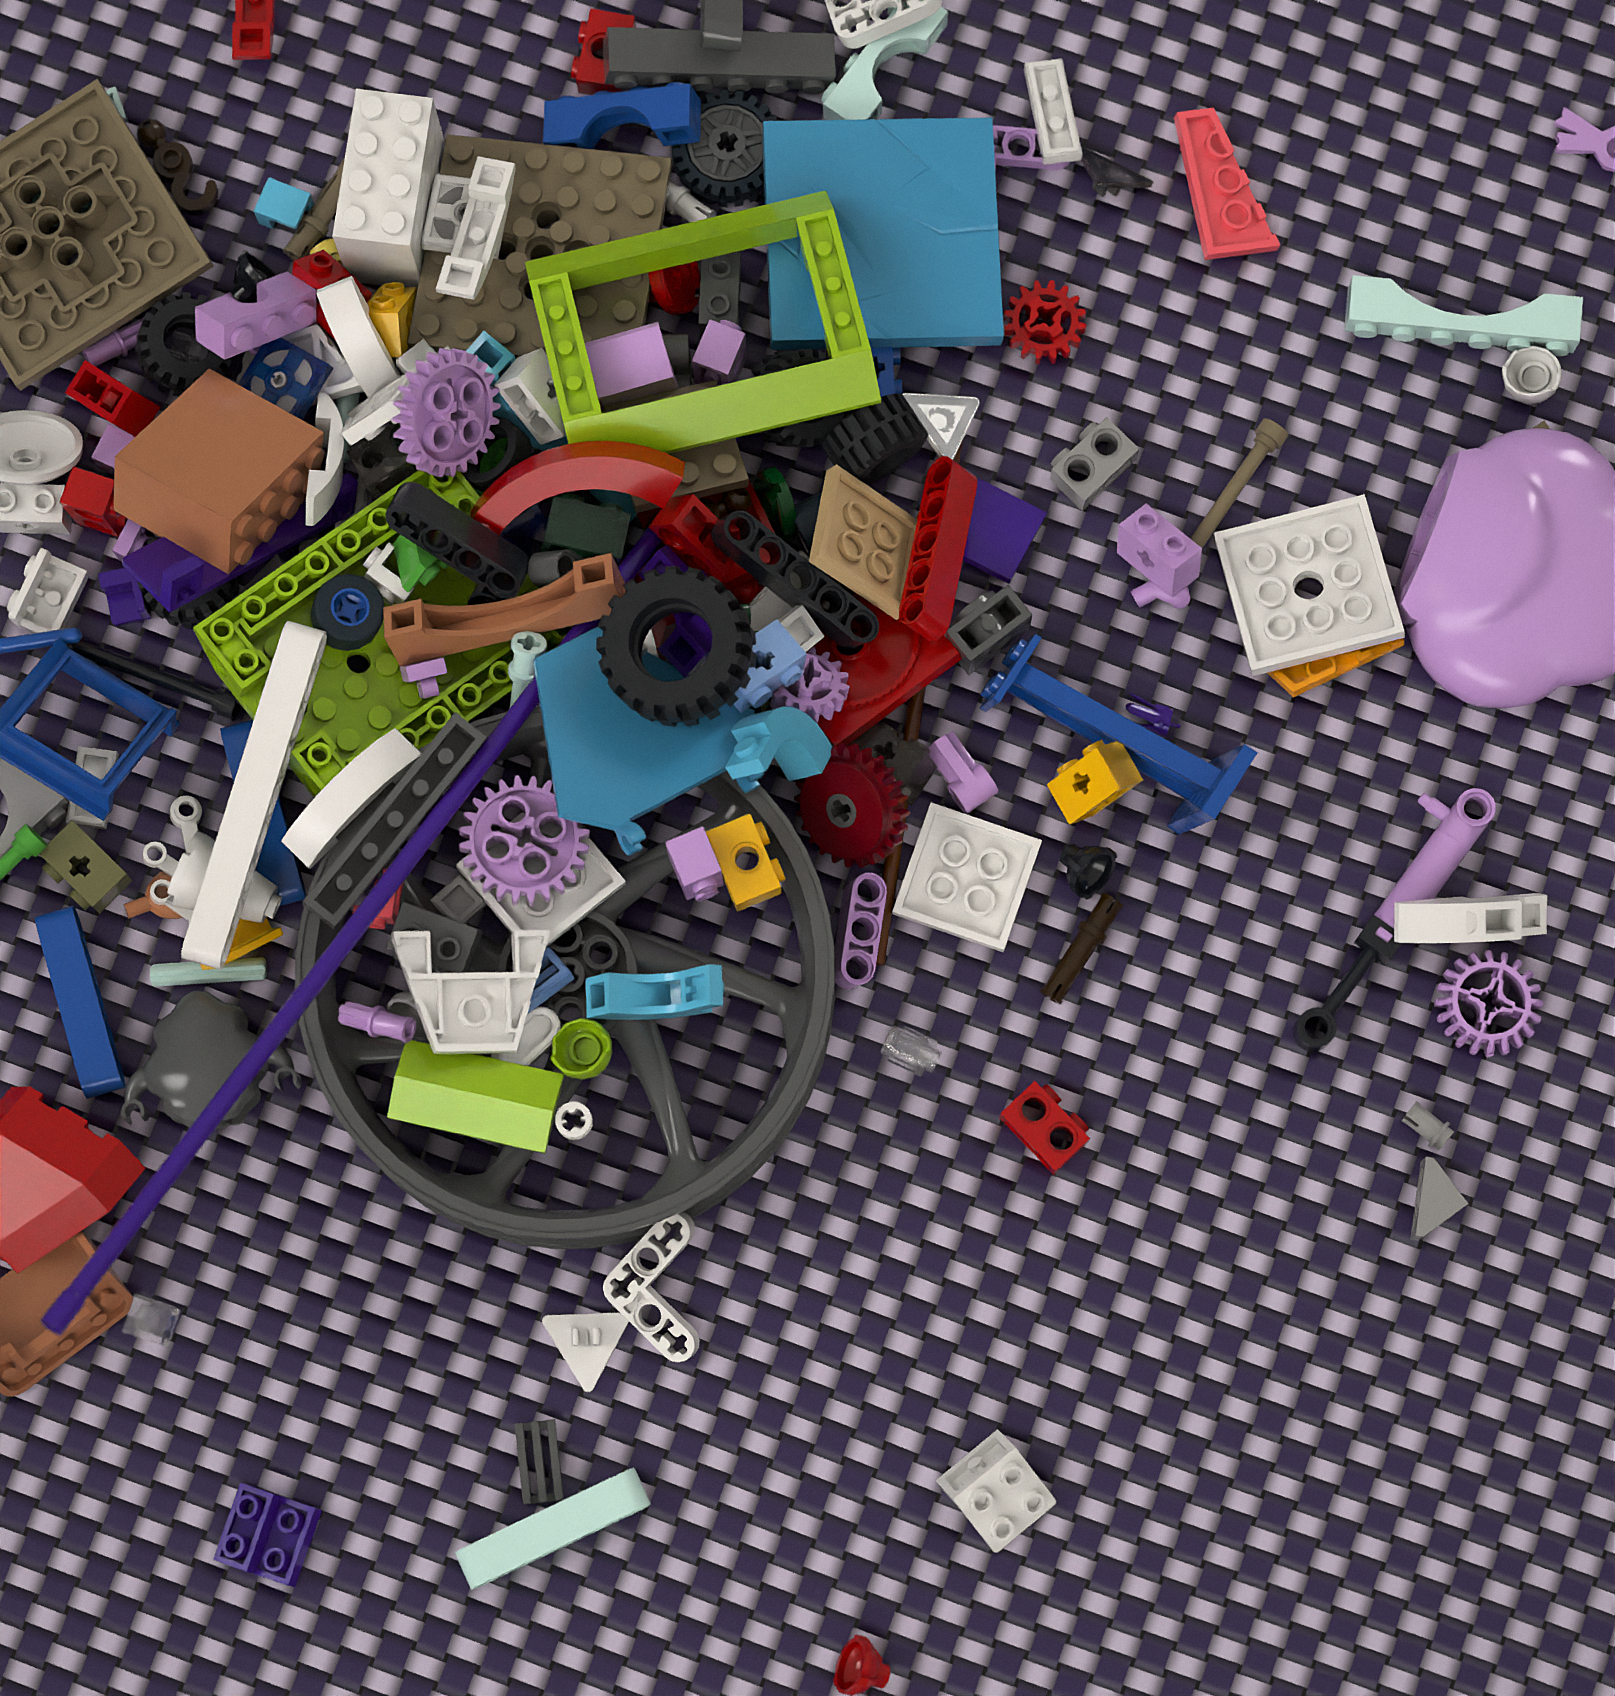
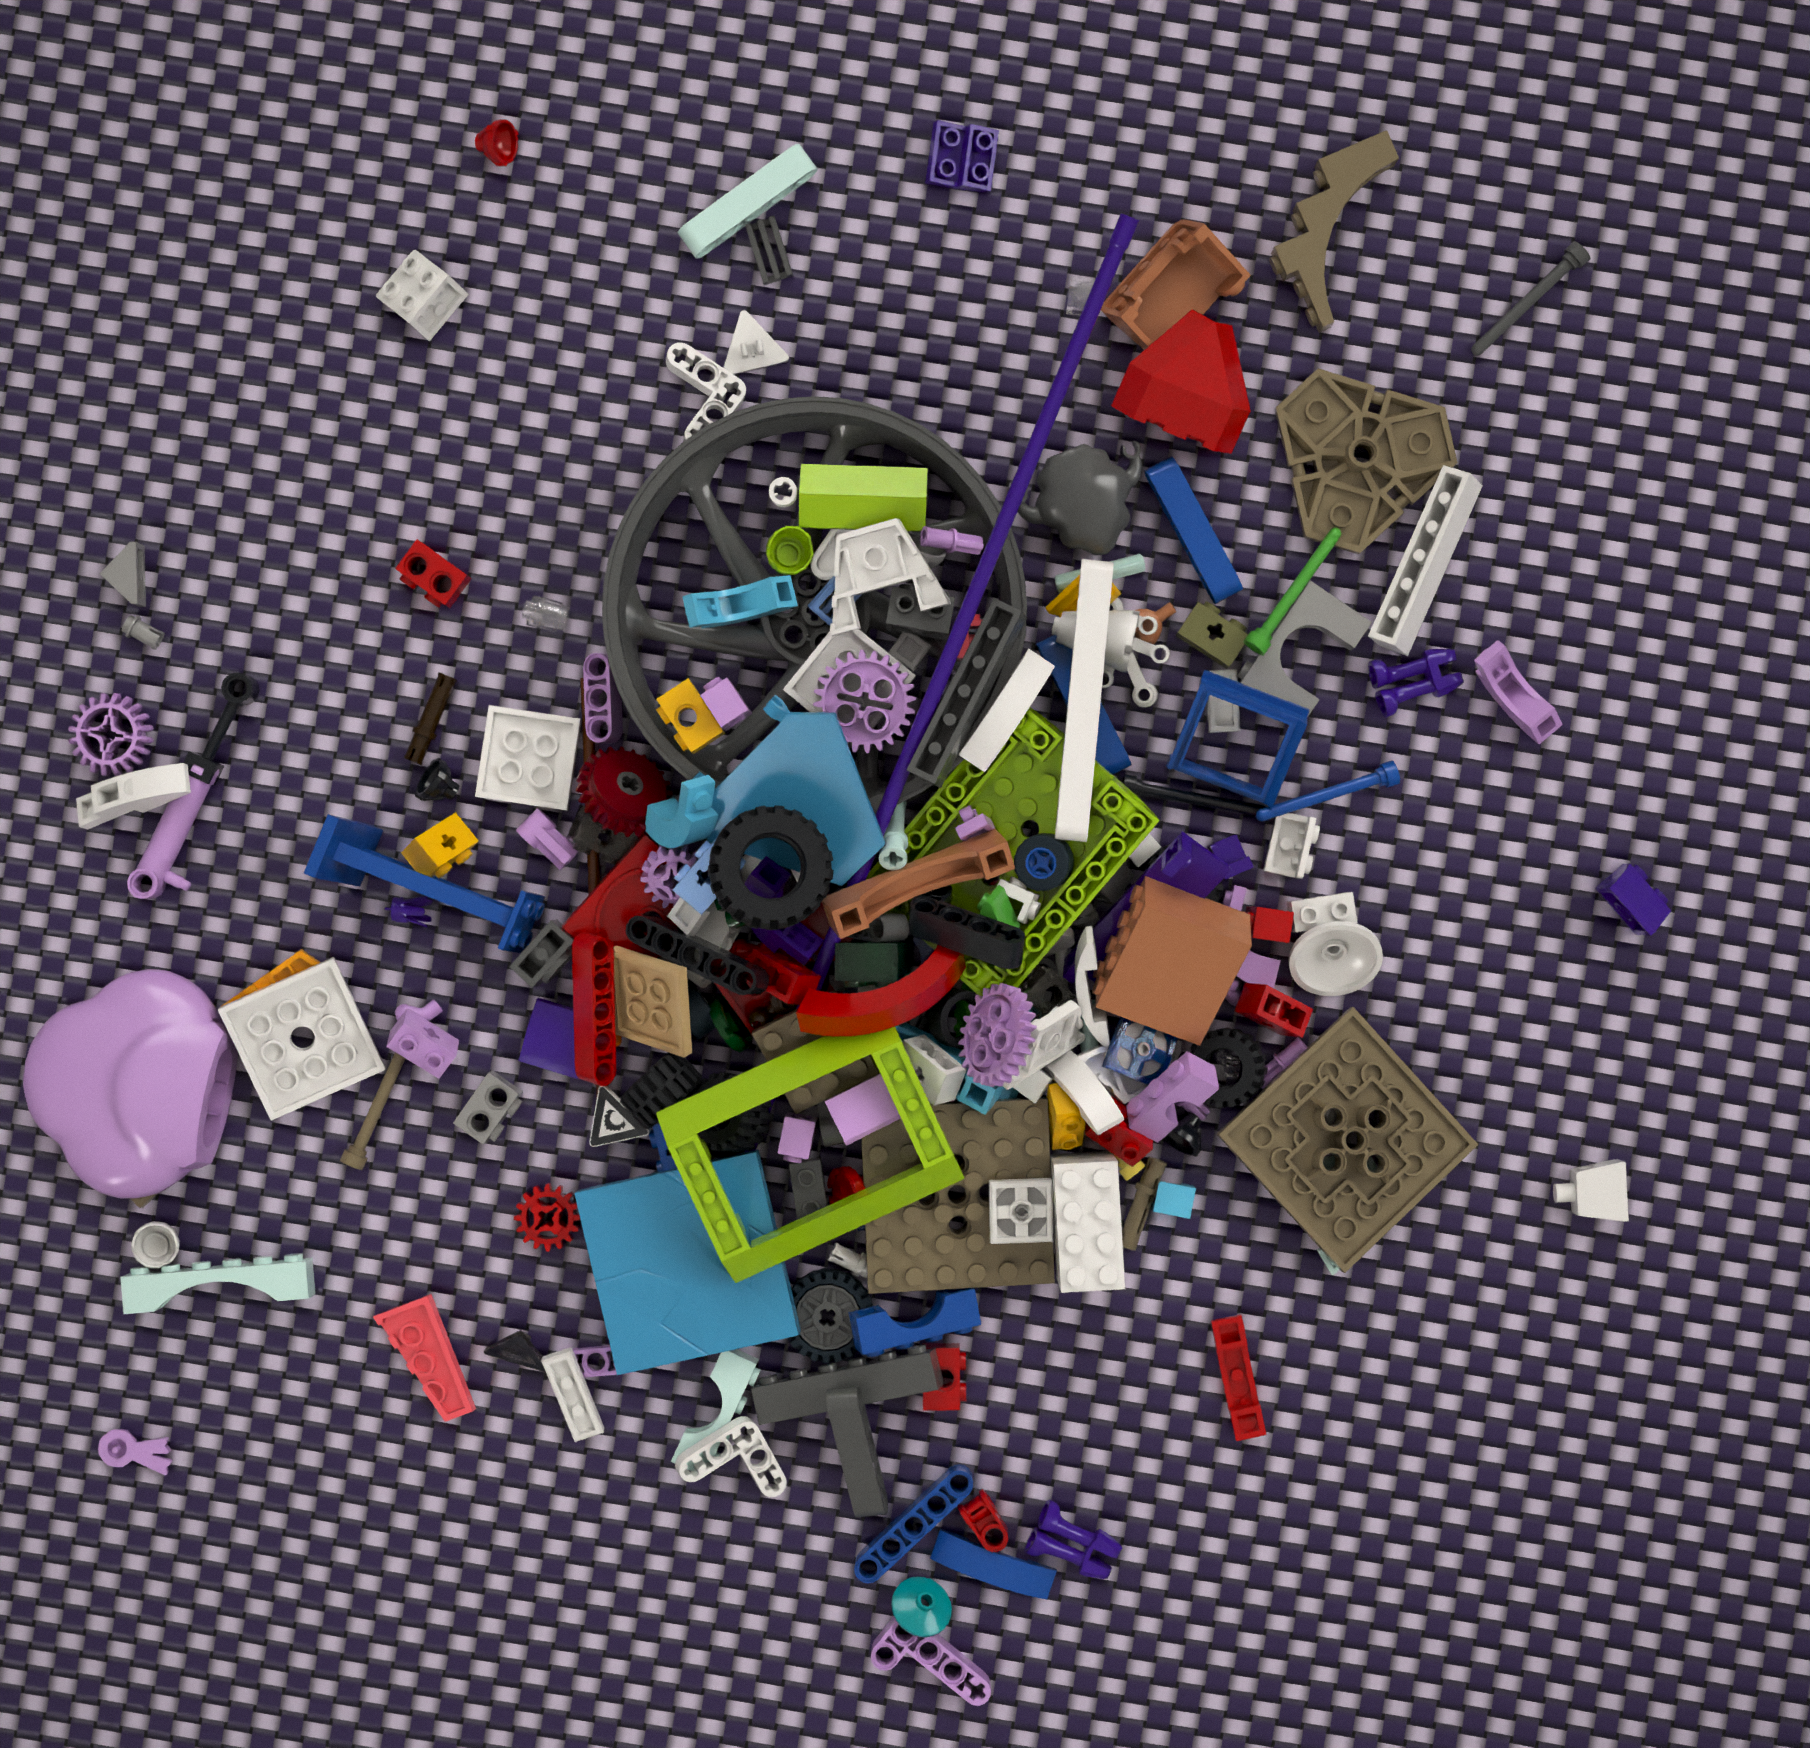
camera: 165 degrees right, 10 degrees up
(175, 166) = (1269, 1219): dark brown piece -> none
(479, 229) = (1006, 1195): white slope -> none

